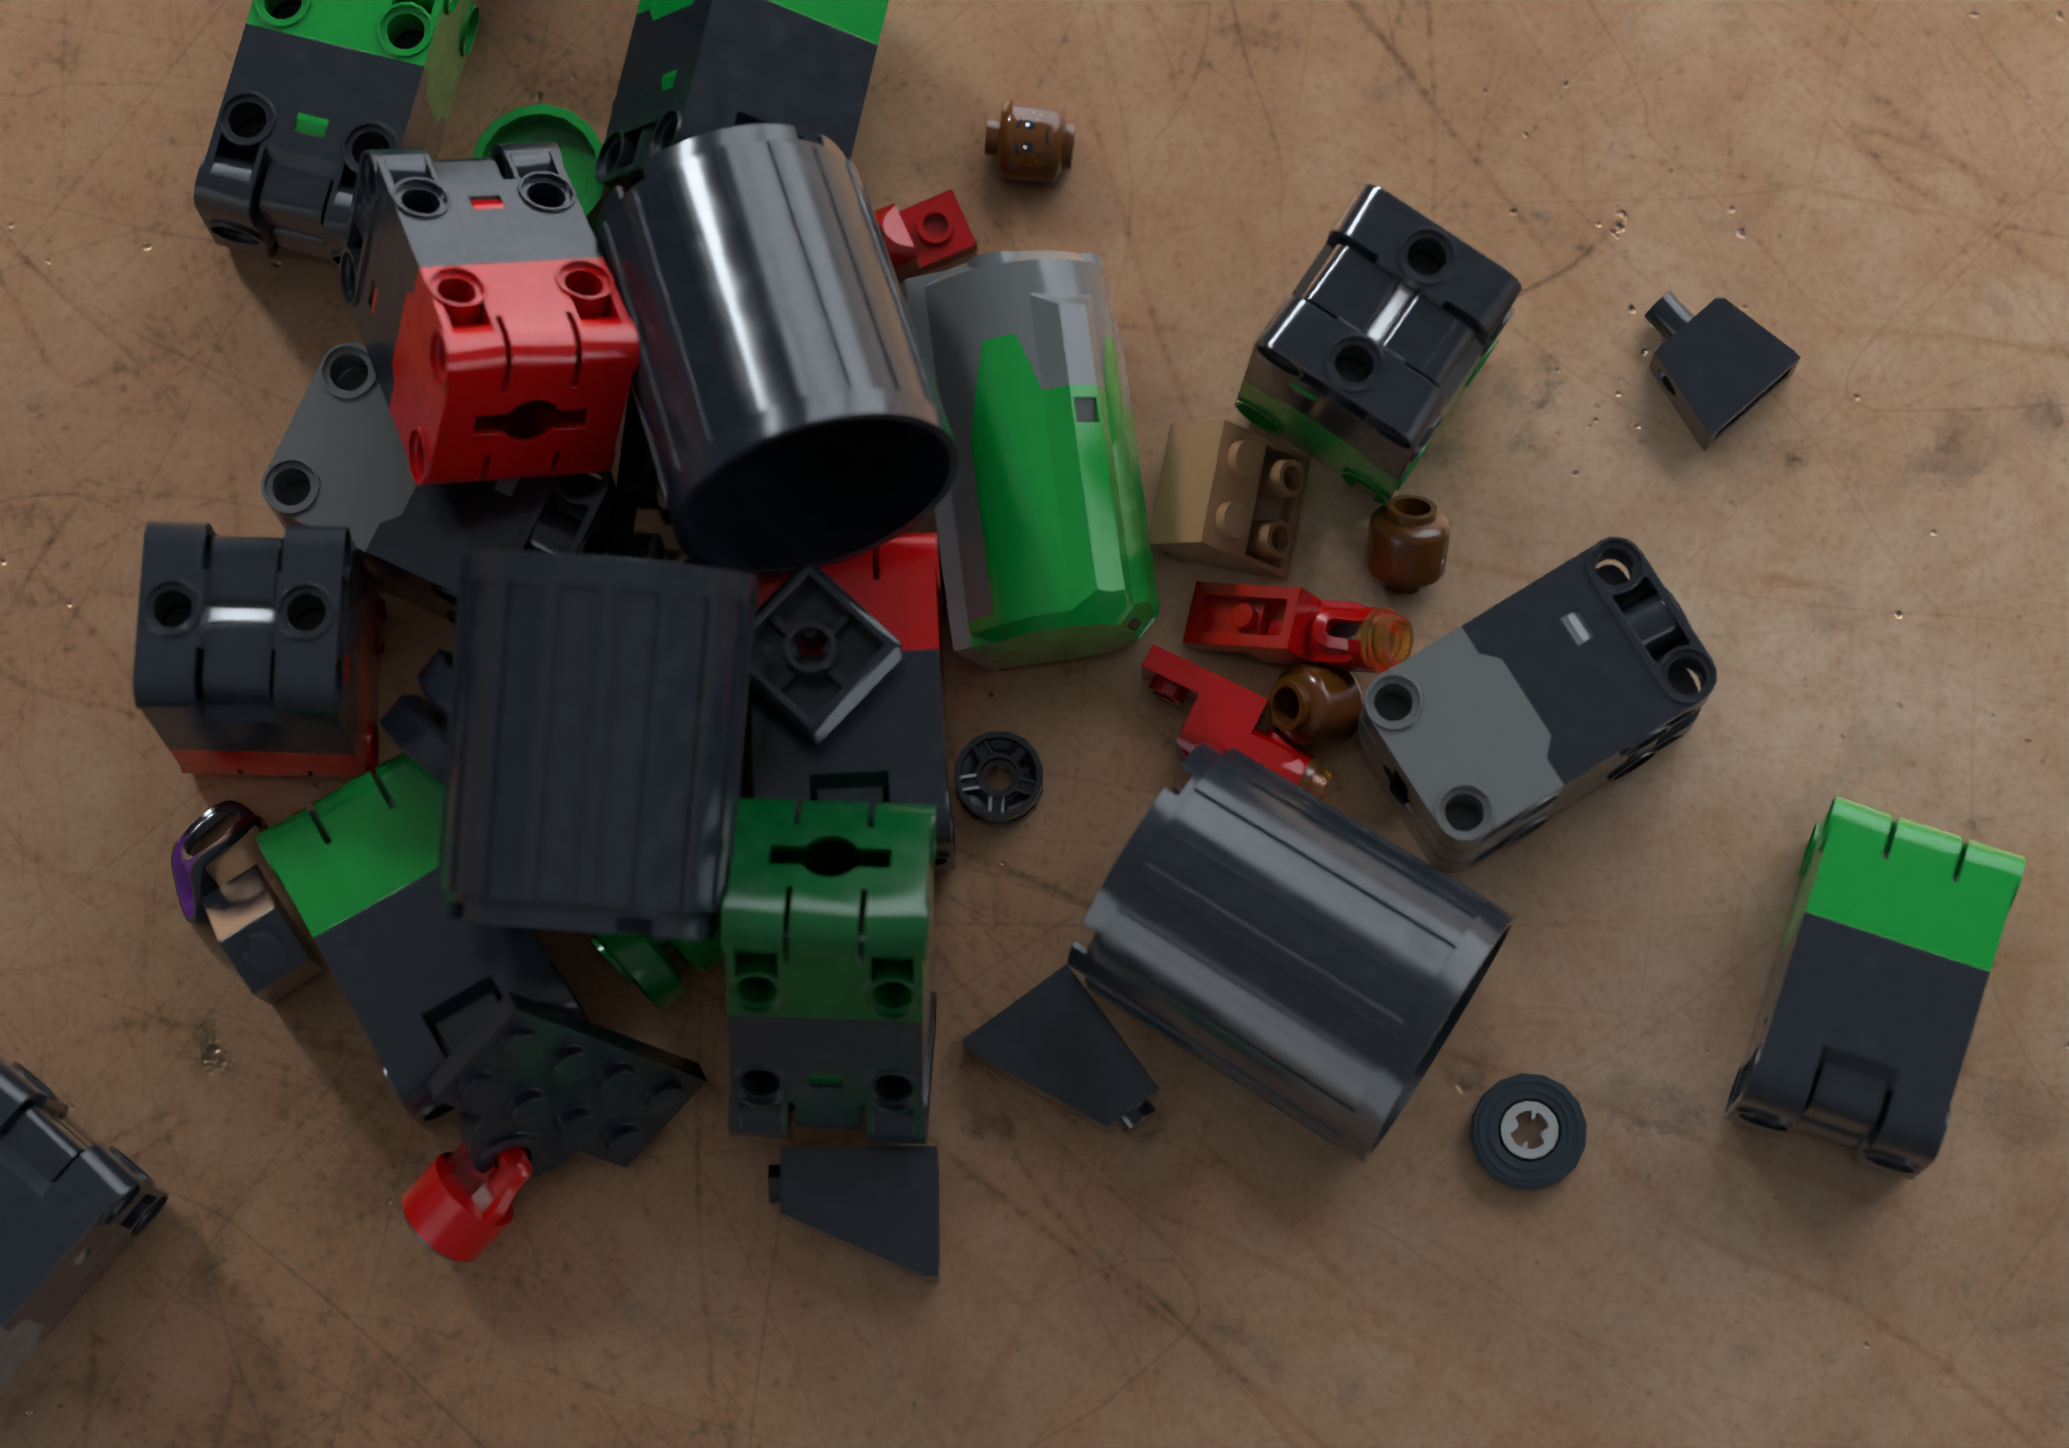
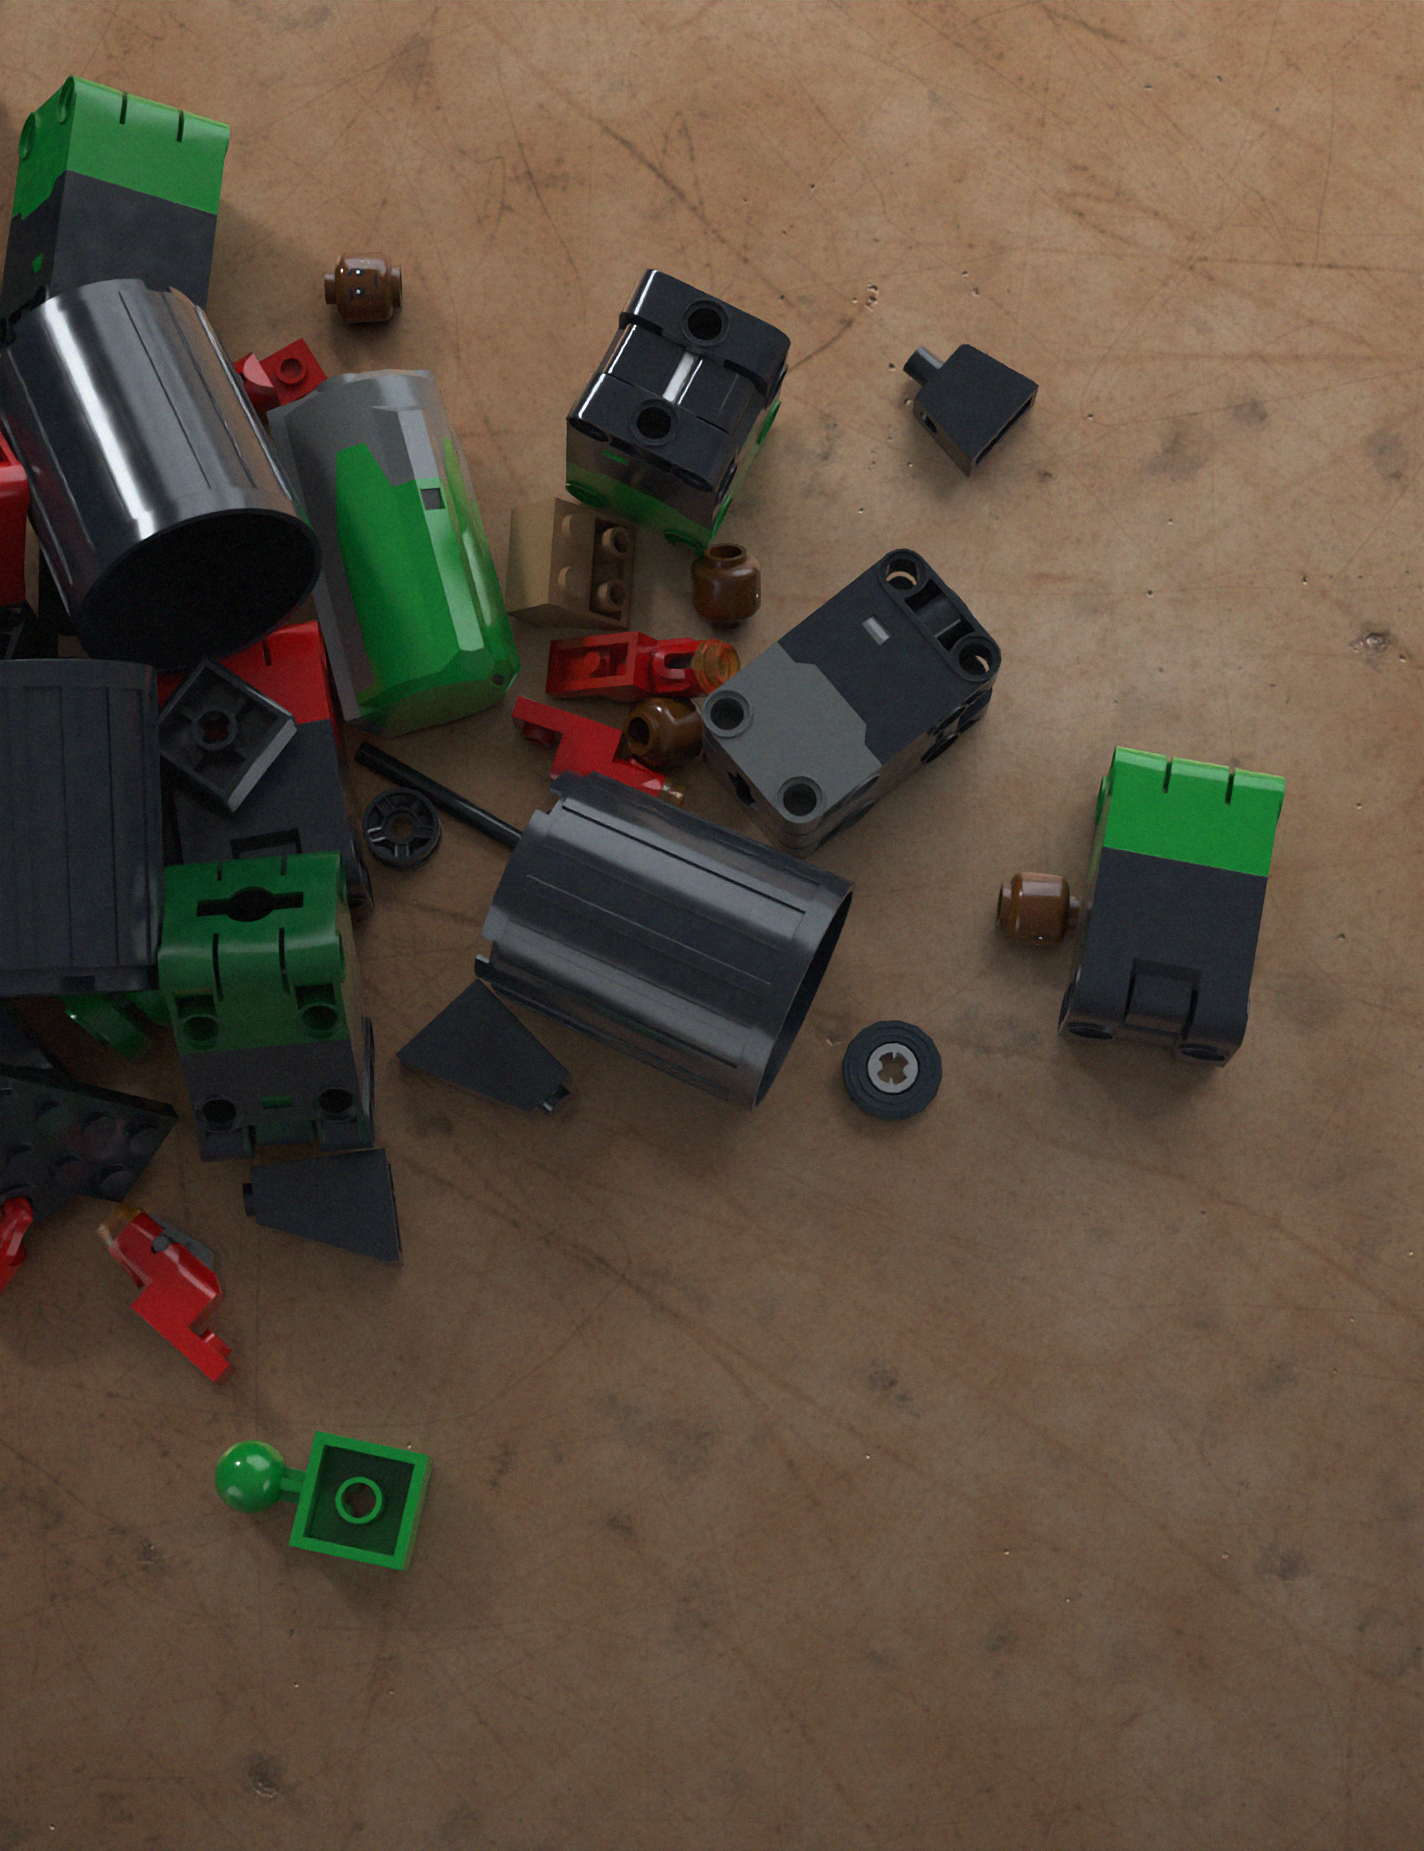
camera: 10 degrees left, 0 degrees up
(680, 1263) = (177, 1283): none -> red plate
(1051, 749) = (439, 795): none -> black bar
(1719, 967) = (1037, 909): none -> reddish brown head

